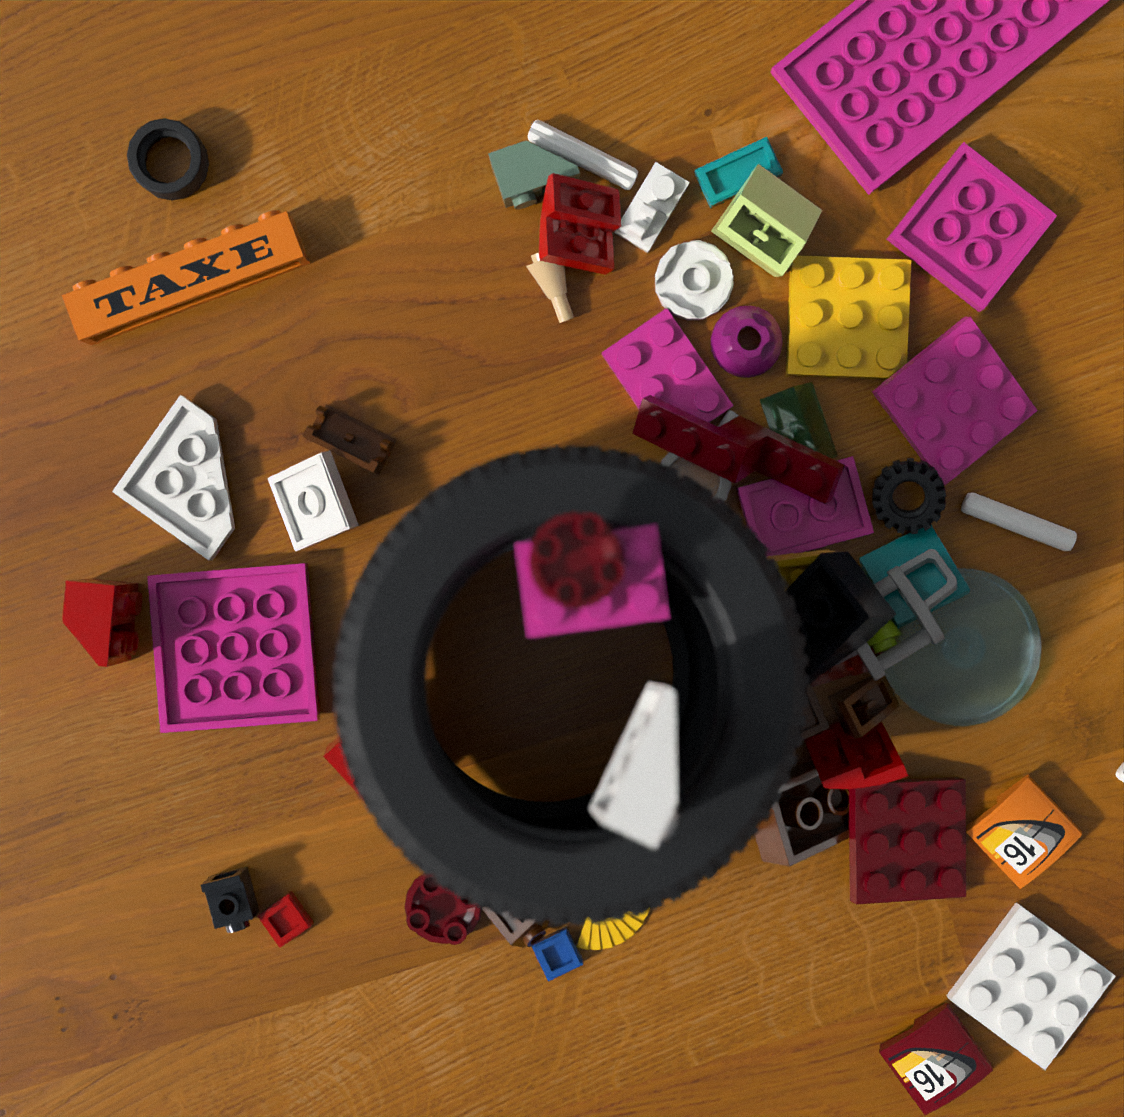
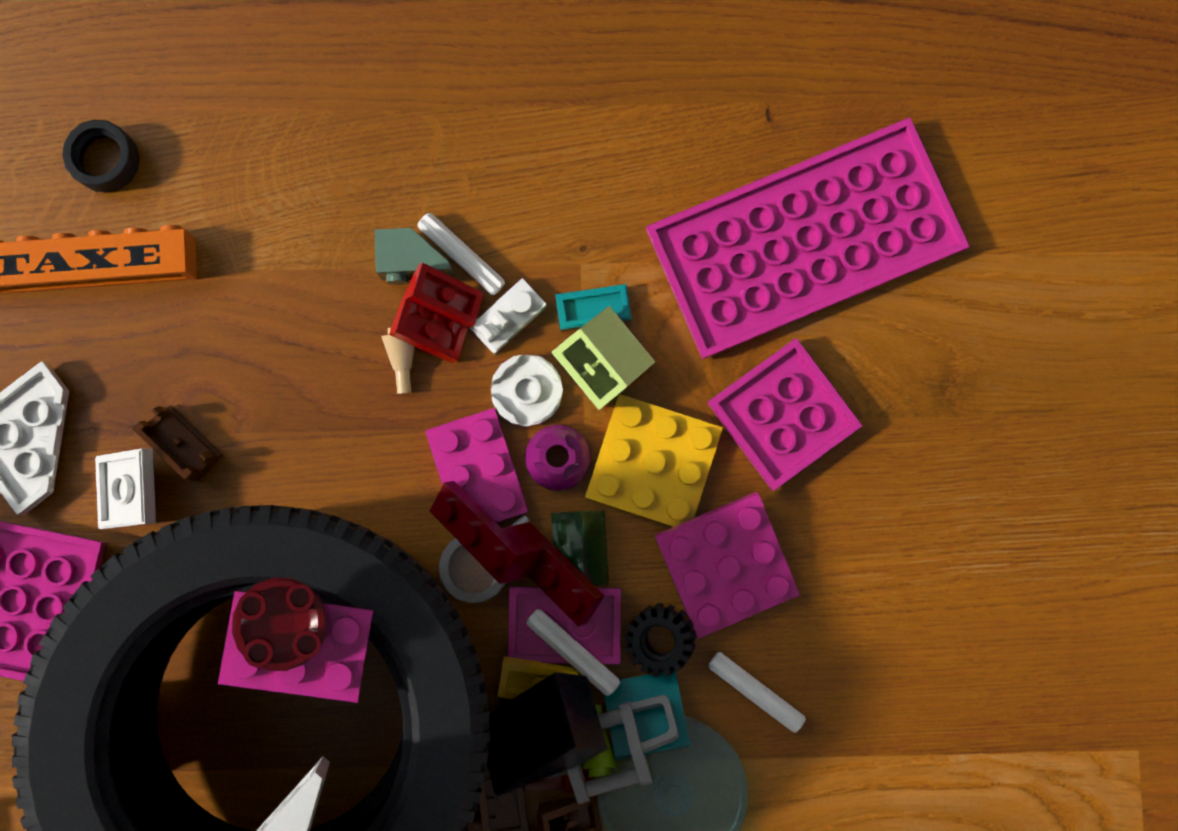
camera: 20 degrees right, 5 degrees down
(823, 533) = (573, 652): none -> white axle

